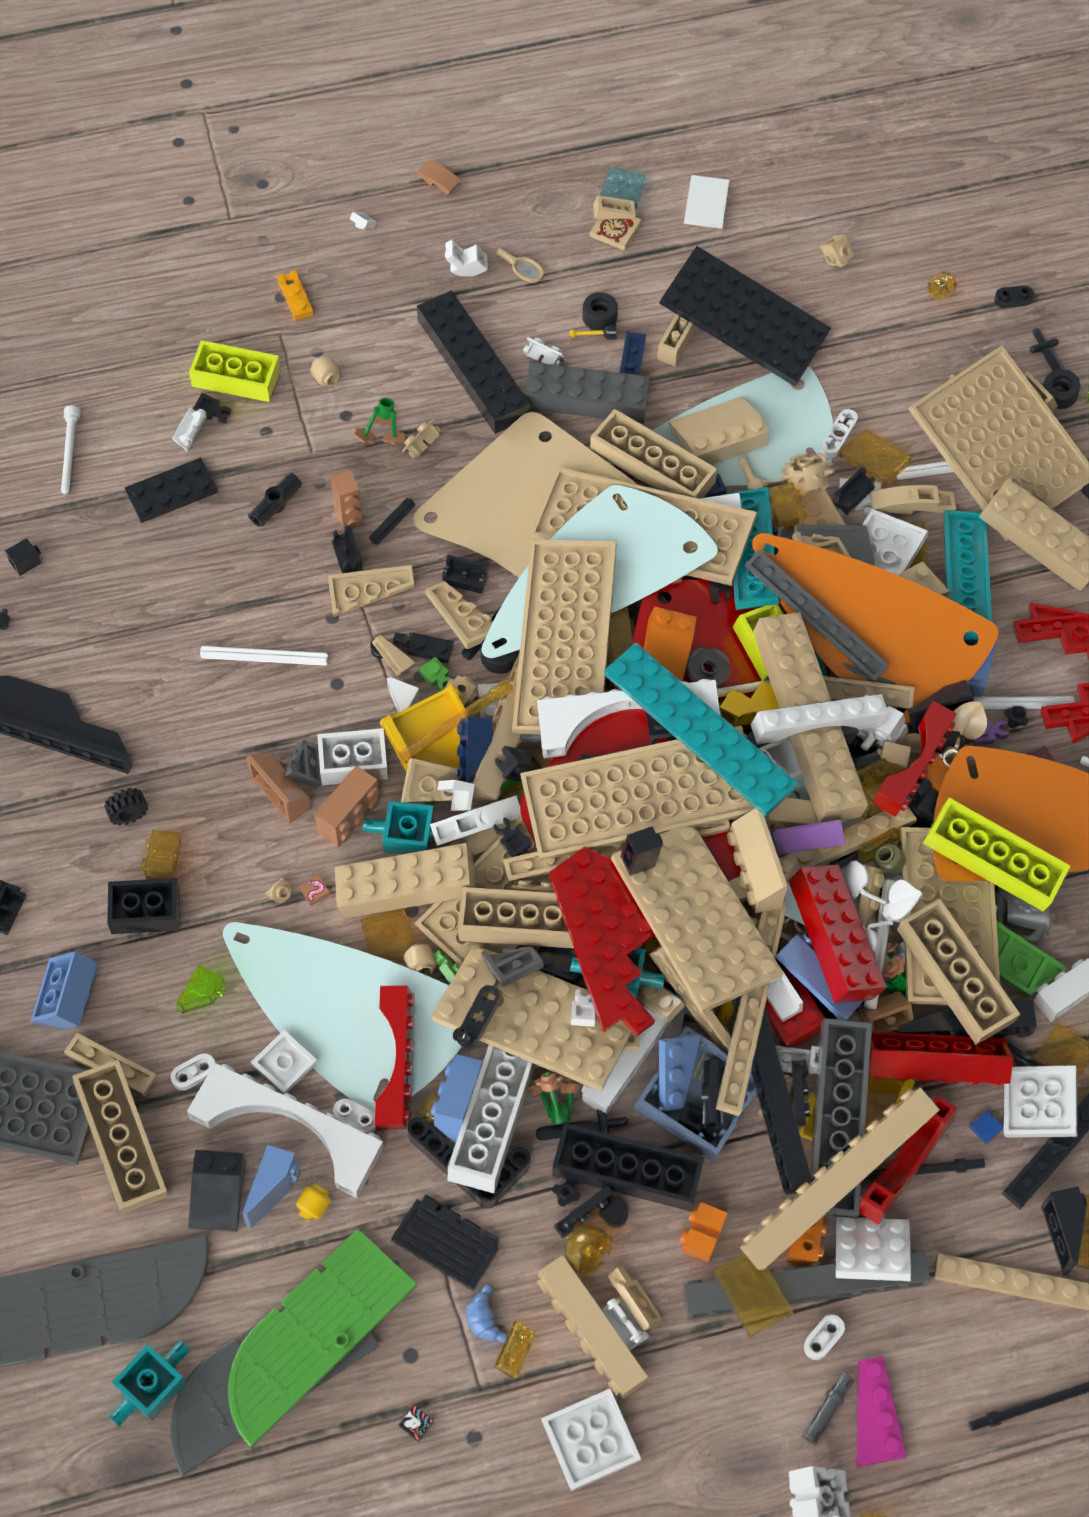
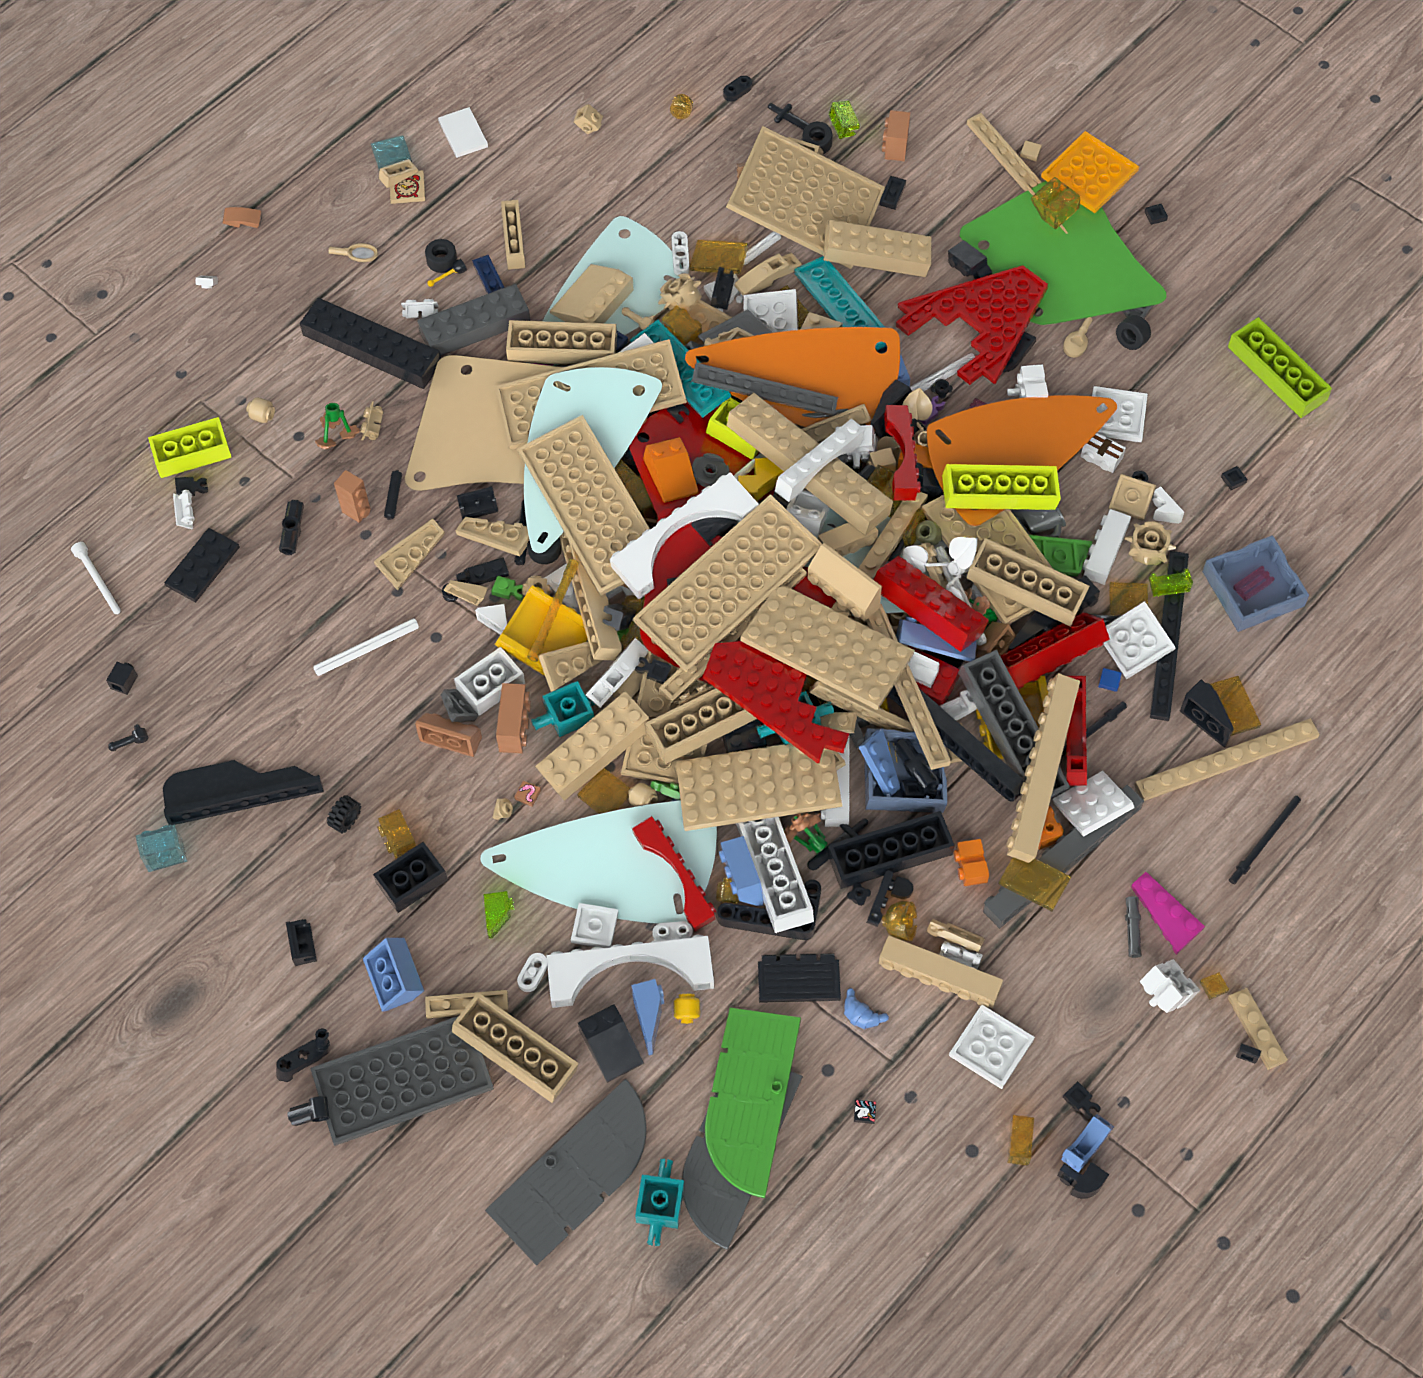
camera: 30 degrees left, 0 degrees up
(295, 295) = (192, 366): light orange plate -> none
(347, 551) = (375, 535): black hinge -> none
(461, 792) = (594, 661): white panel -> none
(466, 262) = (312, 270): white brick -> none
(472, 1030) = (724, 816): black beam -> none
(474, 742) = (579, 619): dark blue slope -> none
(513, 964) = (717, 757): dark grey wing -> none
(515, 1350) = (899, 1020): clear yellow plate -> none
(582, 1010) = (791, 758): white plate -> none
(641, 850) = (764, 619): black brick -> none
(701, 729) = (743, 512): teal plate -> none
(745, 315) = (554, 202): black plate -> none
(800, 1089) = (974, 726): black hinge -> none
(809, 837) = (868, 545): medium lavender panel -> none
(823, 1337) = (1099, 884): white plate -> none

